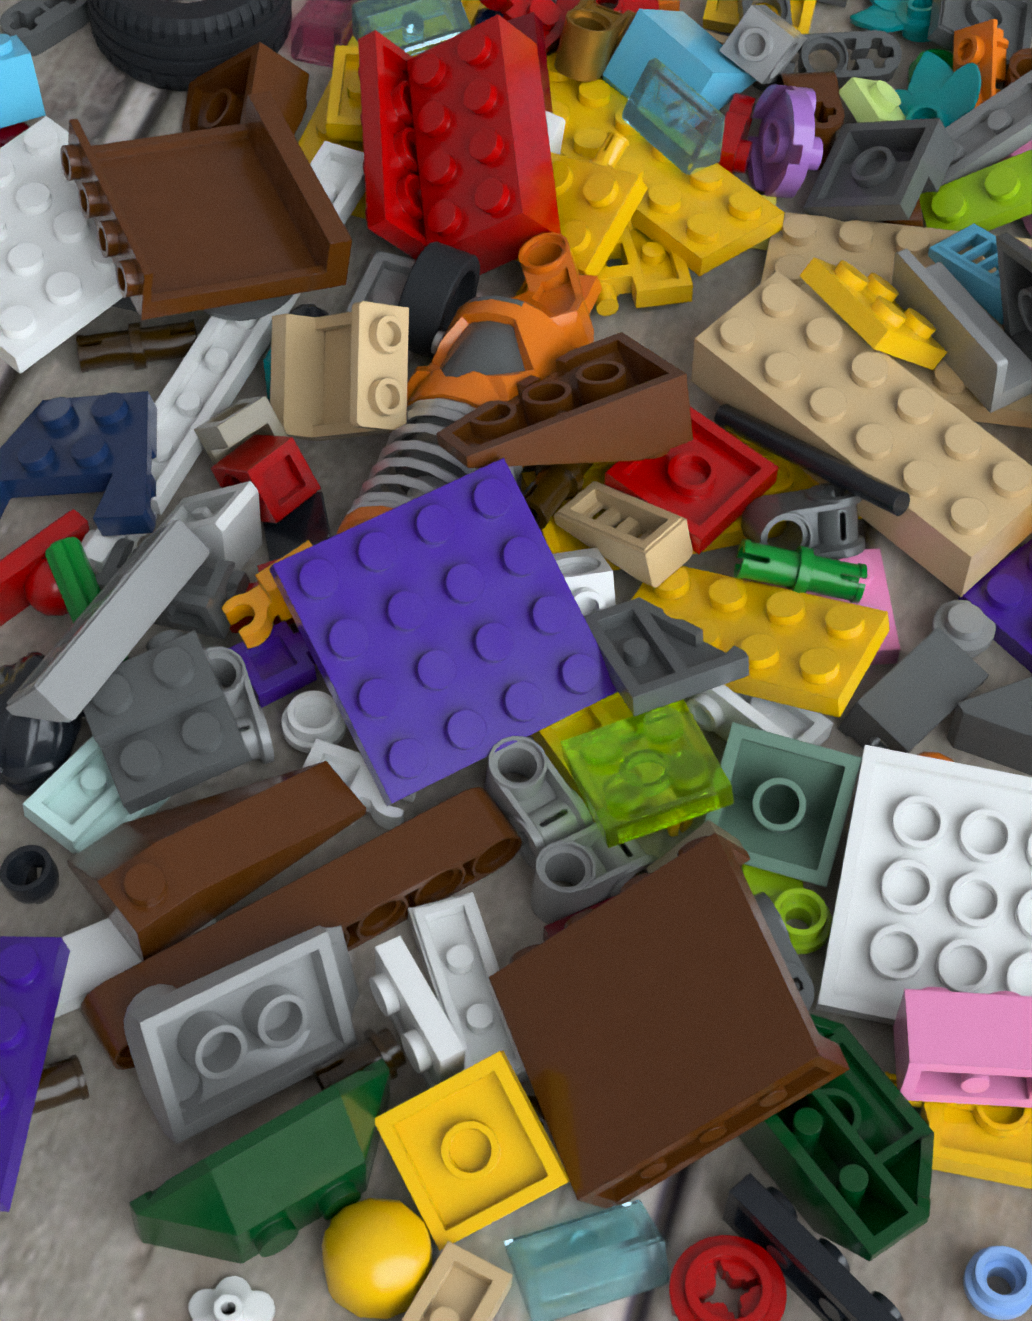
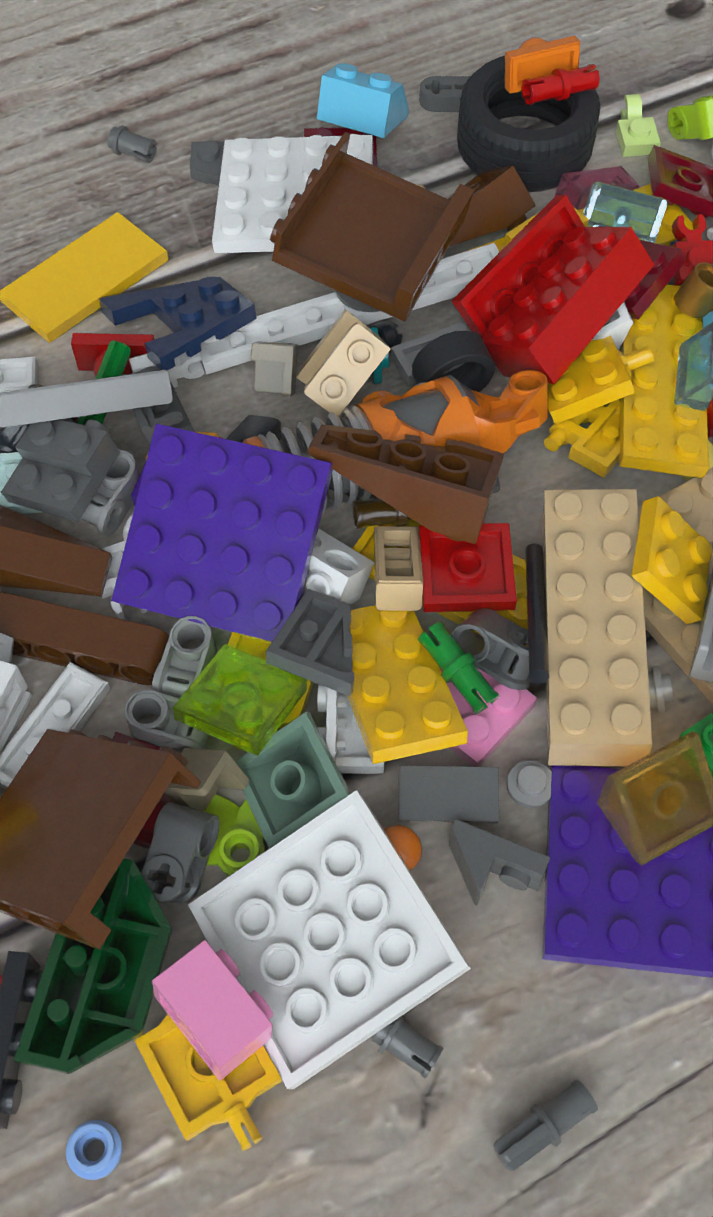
camera: 50 degrees right, 5 degrees up
(135, 345) = (290, 282): dark brown pin -> none
(224, 521) = (214, 404): white slope -> none
(275, 470) = (260, 392): red brick -> none

